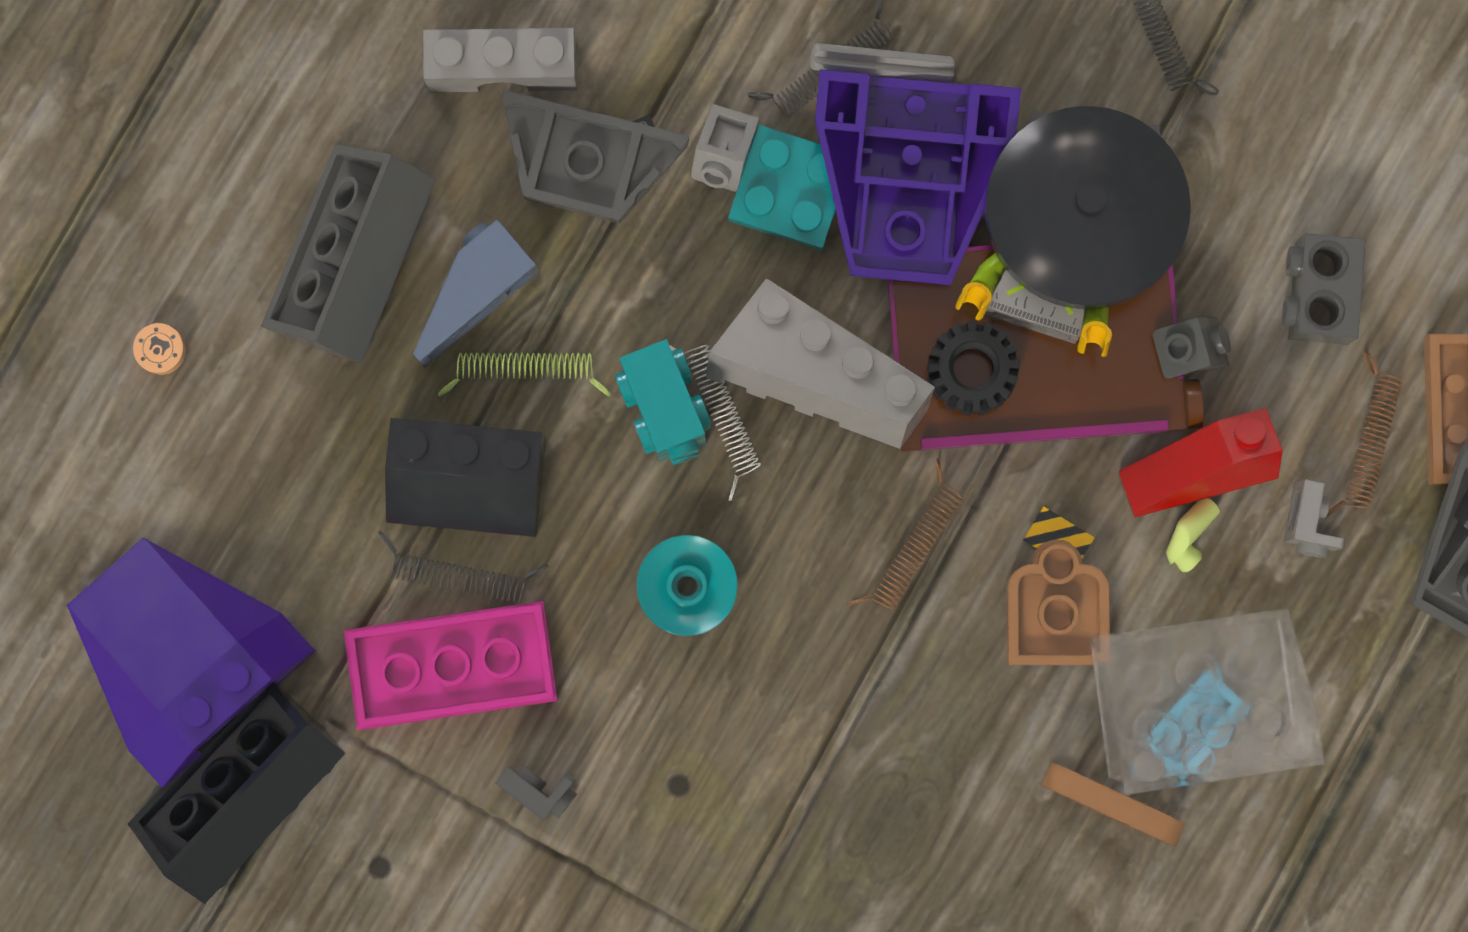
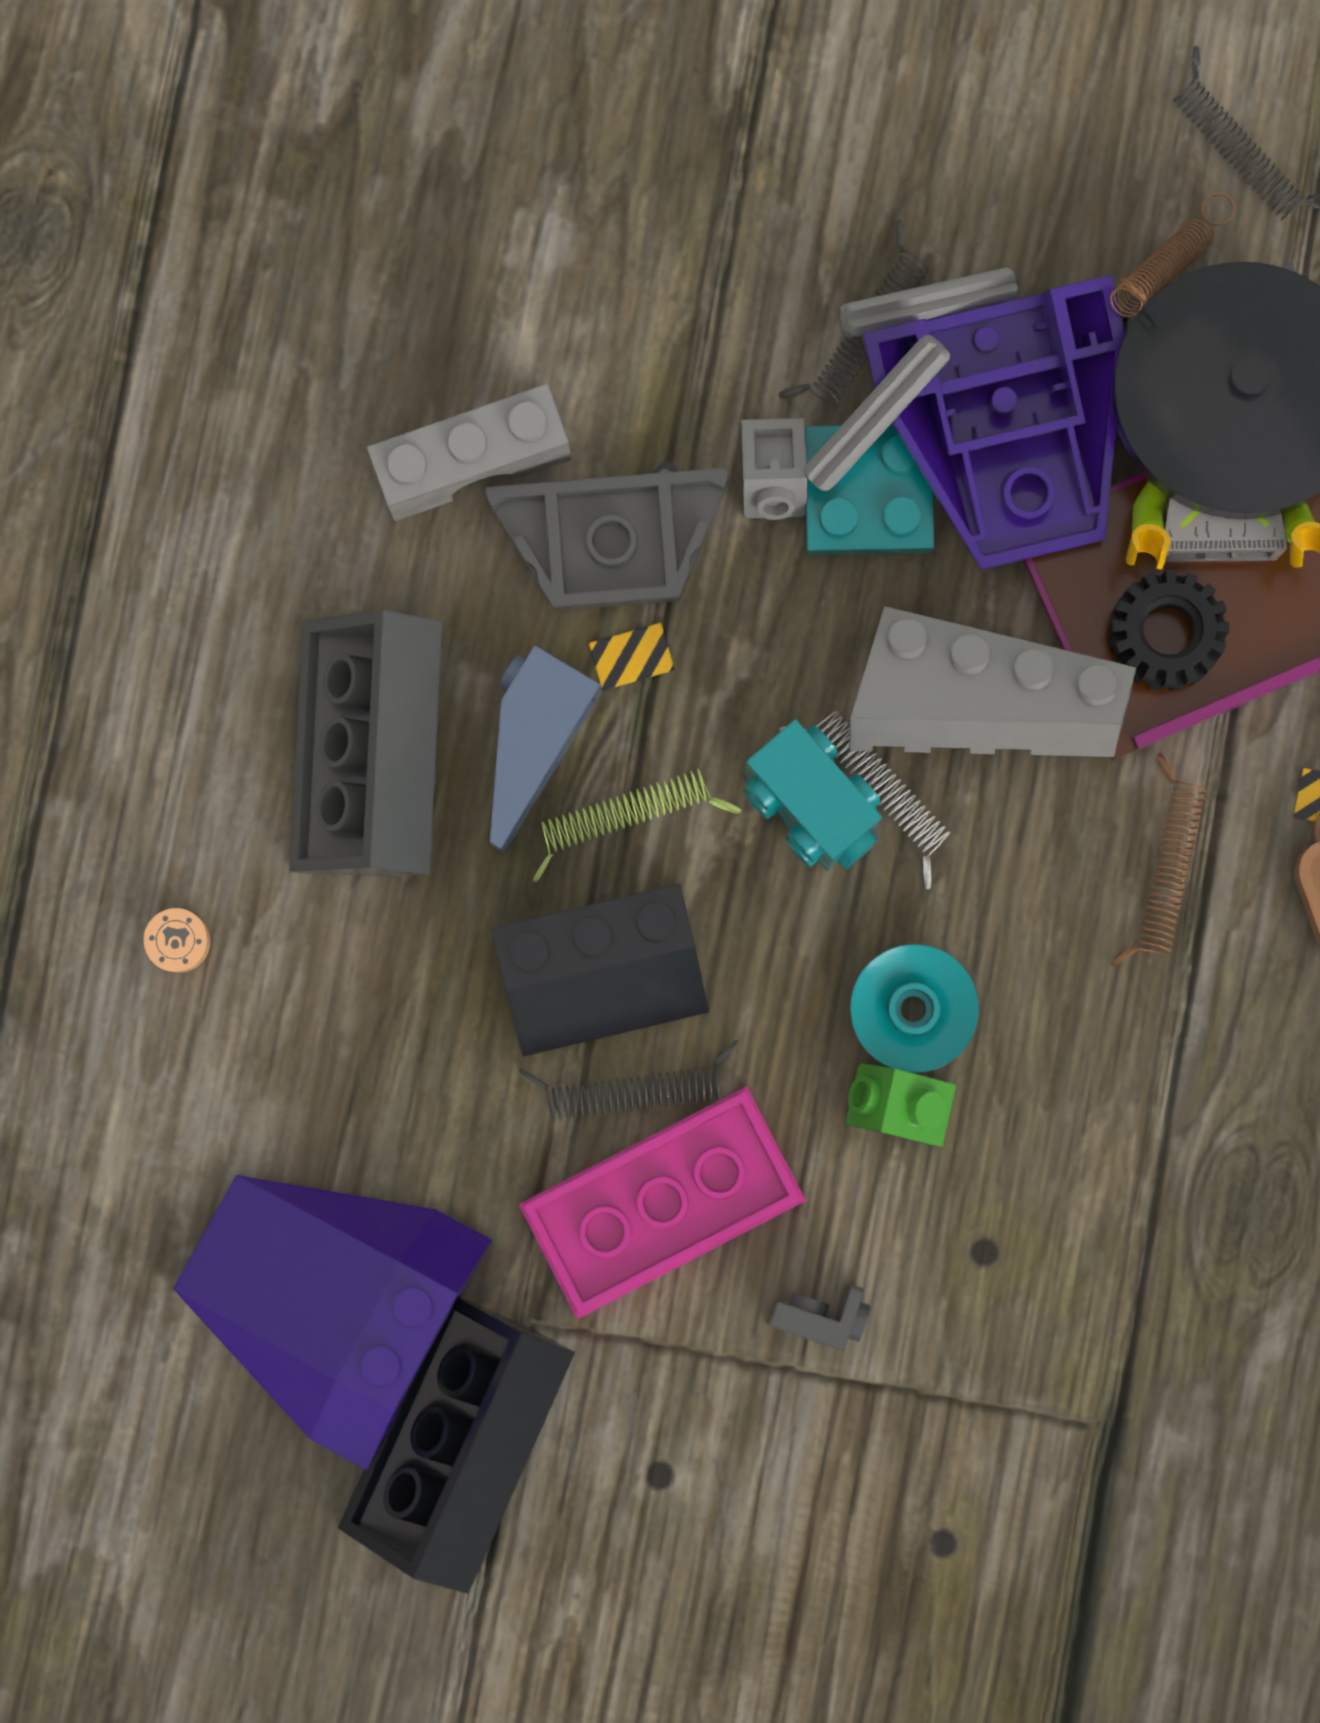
camera: 15 degrees left, 0 degrees up
(570, 252) = (631, 656): none -> sticker
(652, 653) = (900, 1104): none -> bright green bracket
(809, 132) = (877, 412): none -> light grey axle
(1025, 99) = (1138, 291): none -> medium nougat piece

